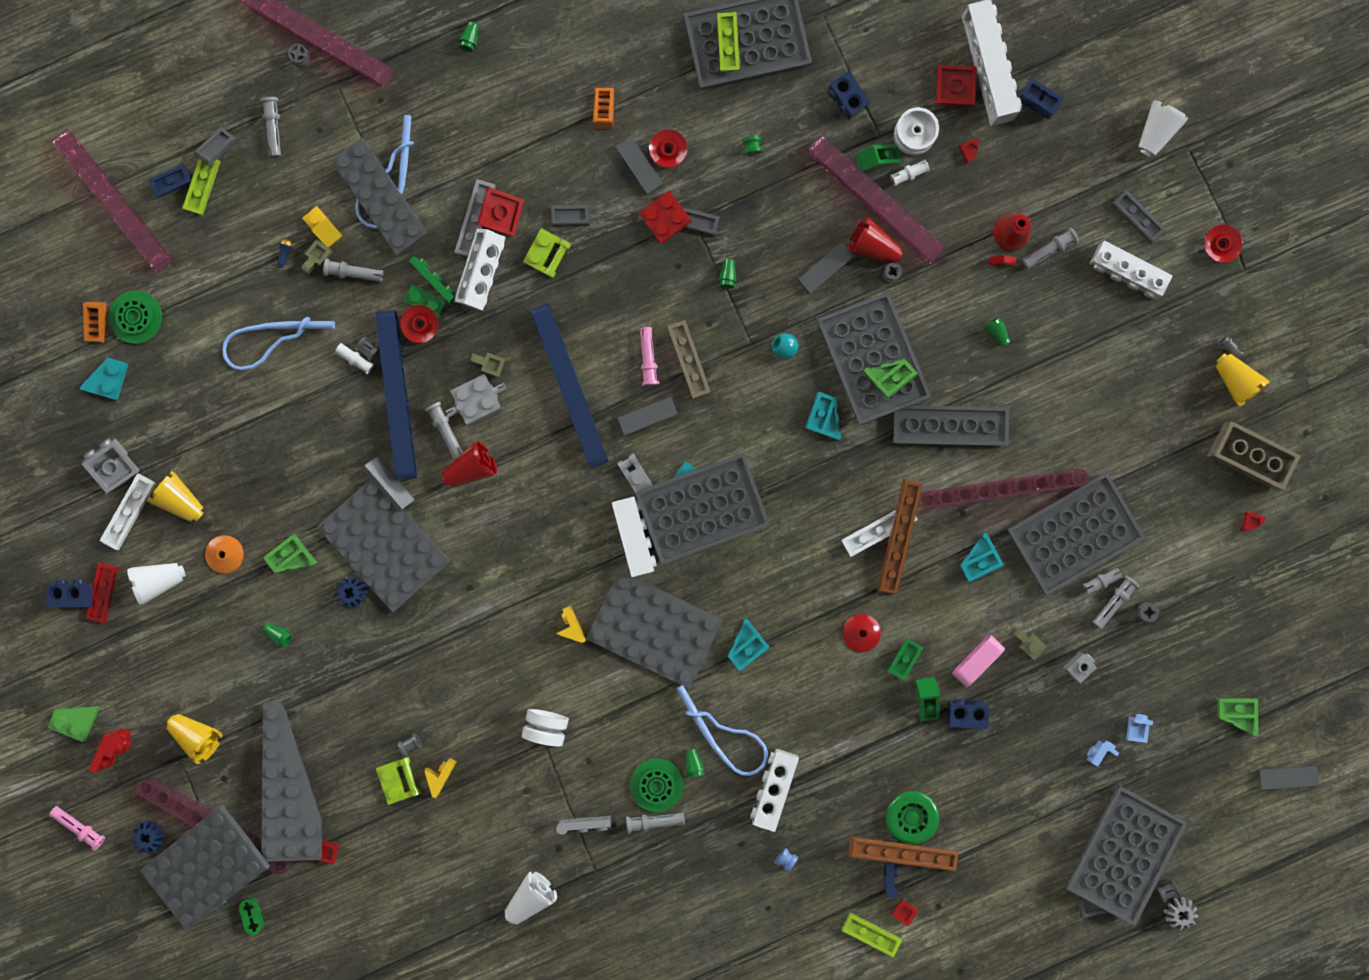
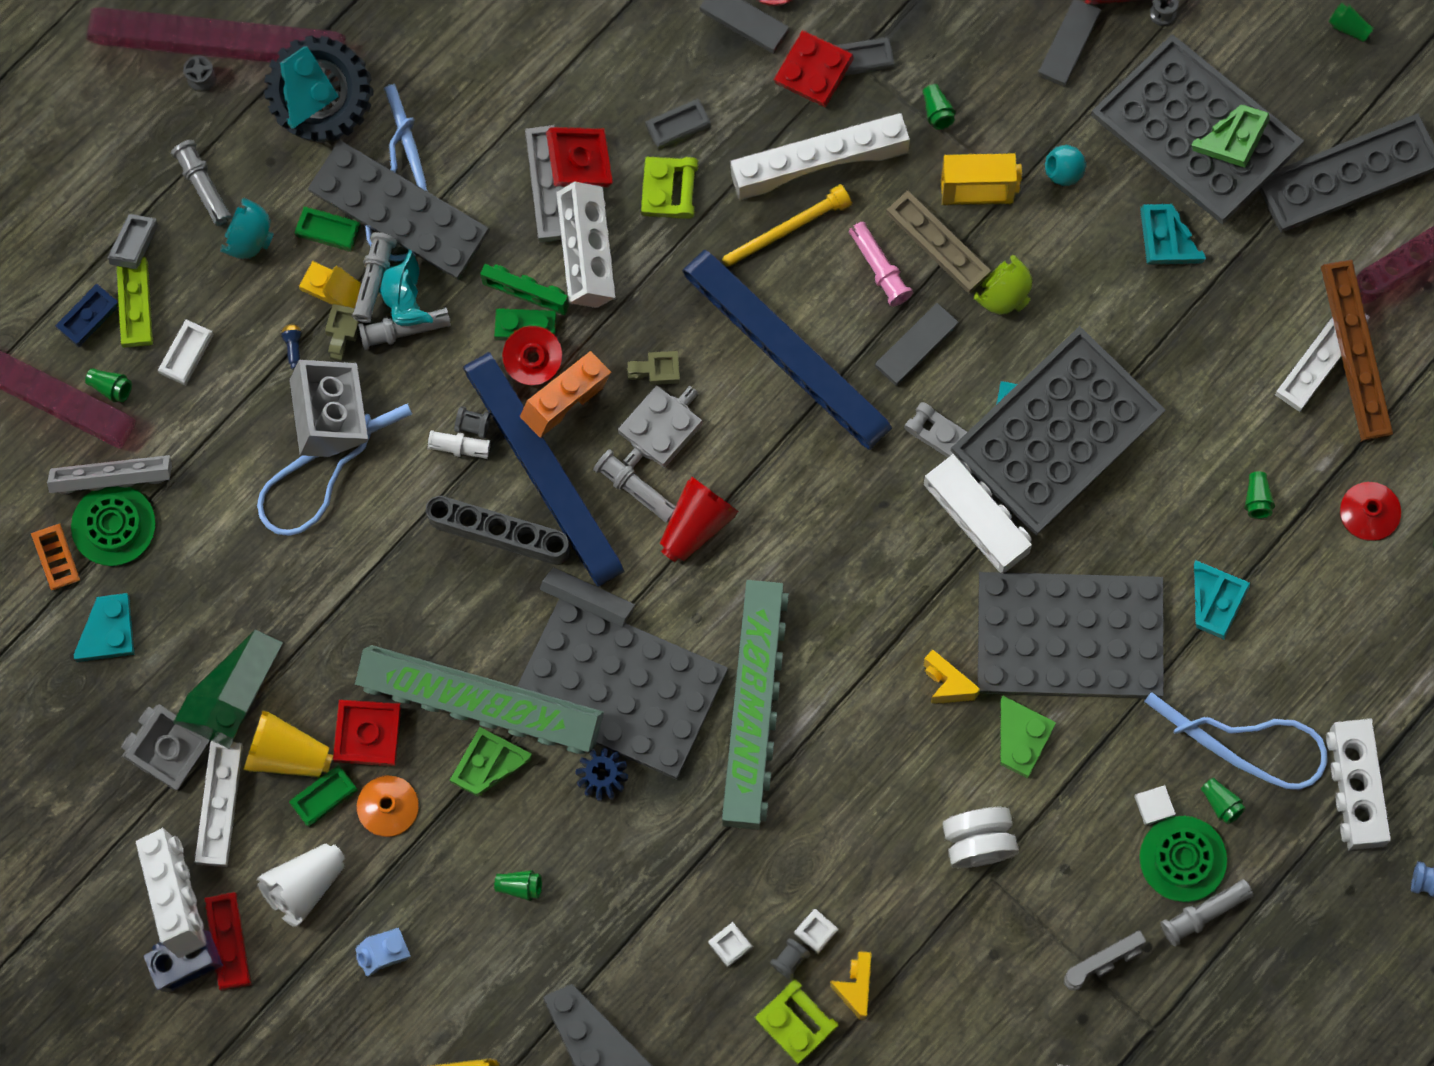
camera: 15 degrees left, 15 degrees down
(74, 556) = (171, 893): none -> white brick
(144, 286) = (106, 474): none -> light grey plate
(157, 450) = (227, 693): none -> dark green wedge
(167, 231) = (111, 385): none -> green cone
(185, 638) = (381, 951): none -> light blue bracket
(189, 532) = (323, 796): none -> green tile
(220, 229) = (185, 352): none -> white tile
(228, 508) = (367, 733): none -> red plate
(284, 171) = (248, 231): none -> teal cylinder
(285, 304) = (327, 407): none -> light grey slope
(298, 518) = (479, 699): none -> sand green brick
(334, 188) = (327, 229): none -> green tile
(343, 110) = (353, 97): none -> black wheel
(345, 417) = (487, 520): none -> dark grey beam
(349, 98) = (305, 86): none -> teal wing
(351, 226) = (376, 264): none -> light grey pin
(358, 250) = (400, 293): none -> teal hair
(381, 720) = (730, 944): none -> white tile
(425, 358) = (553, 401): none -> orange arch
(432, 734) = (816, 931): none -> white tile
(454, 590) = (753, 705): none -> sand green brick
(599, 675) = (1022, 736): none -> bright green wing
(636, 273) = (863, 142): none -> white arch
(641, 306) = (835, 200): none -> yellow piece
(655, 748) = (1154, 805): none -> white tile
(714, 406) = (1006, 288): none -> lime cylinder
(729, 333) = (980, 179): none -> yellow window
(801, 597) = (1259, 498): none -> green cone

